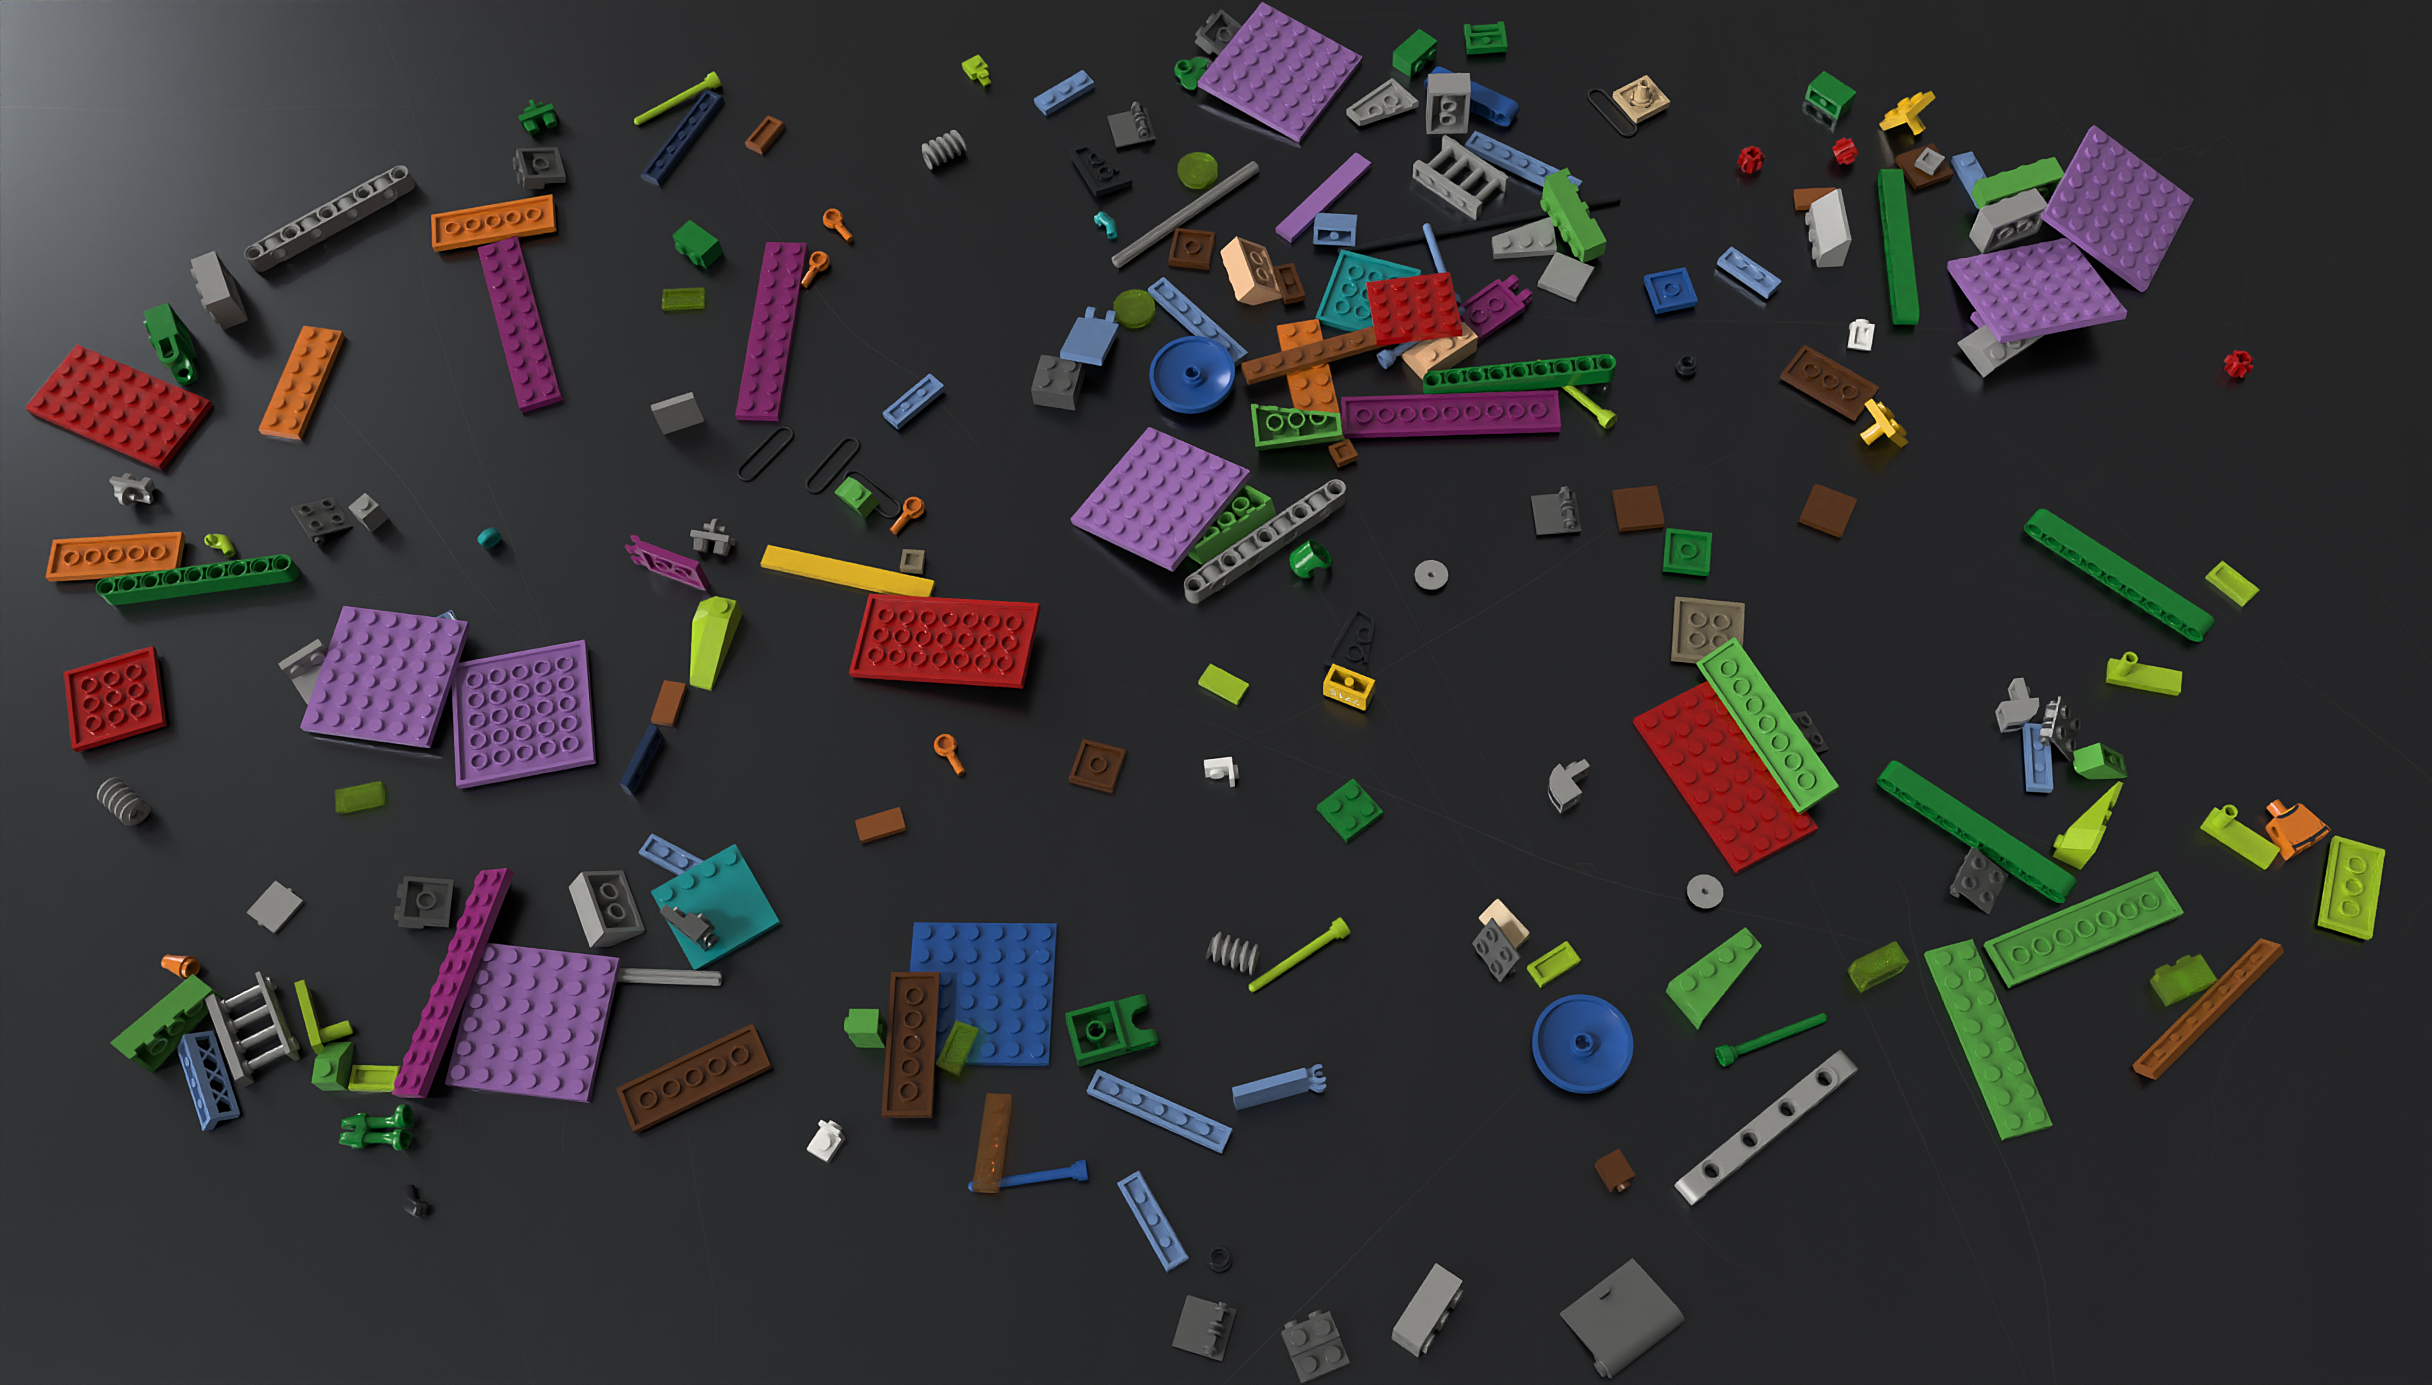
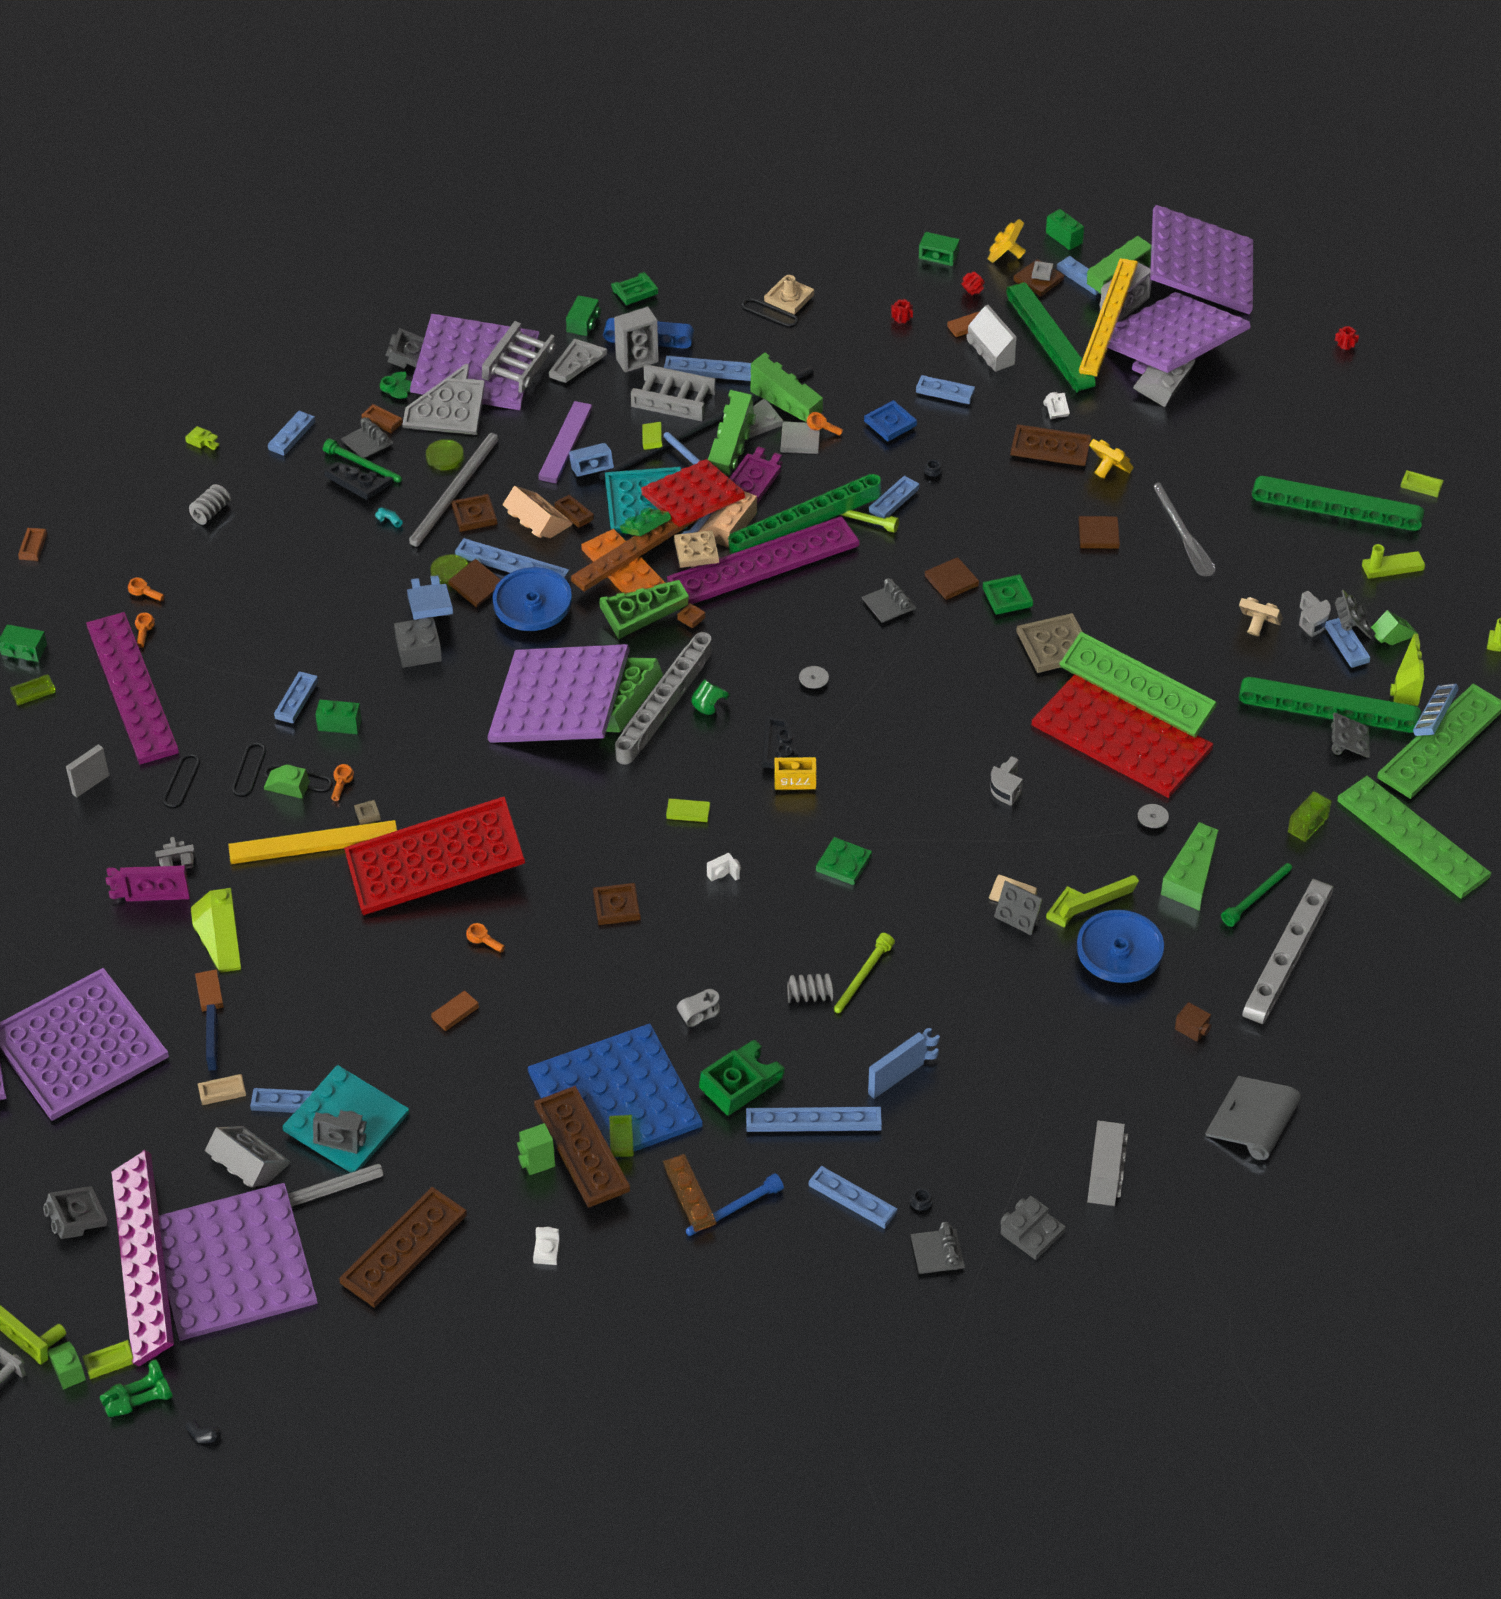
camera: 30 degrees left, 15 degrees down
(624, 821) = (222, 1089): none -> tan tile
(939, 440) = (338, 716): none -> green brick
(1093, 124) = (332, 447): none -> green piece
(1110, 927) = (697, 1008): none -> light grey piece
(1148, 332) = (474, 583): none -> reddish brown tile
(1159, 106) = (383, 418): none -> dark orange tile
(1226, 116) = (448, 406): none -> light grey wing
(1316, 65) = (507, 345): none -> light grey fence
(1348, 325) = (645, 521): none -> green plate
(1380, 382) = (696, 549): none -> tan plate
(1413, 221) = (652, 435): none -> lime tile
(1490, 251) = (732, 432): none -> bright green wedge
(1589, 265) = (817, 421): none -> orange plate
(1591, 971) = (1099, 896): none -> lime tile
(1626, 387) = (894, 497): none -> medium blue plate
(1923, 577) = (1196, 553): none -> clear piece
(1952, 687) = (1260, 614): none -> tan plate
(1968, 249) = (1108, 317): none -> yellow tile
(1982, 116) = (1064, 229): none -> green brick
(2094, 888) = (1435, 709): none -> medium blue tile

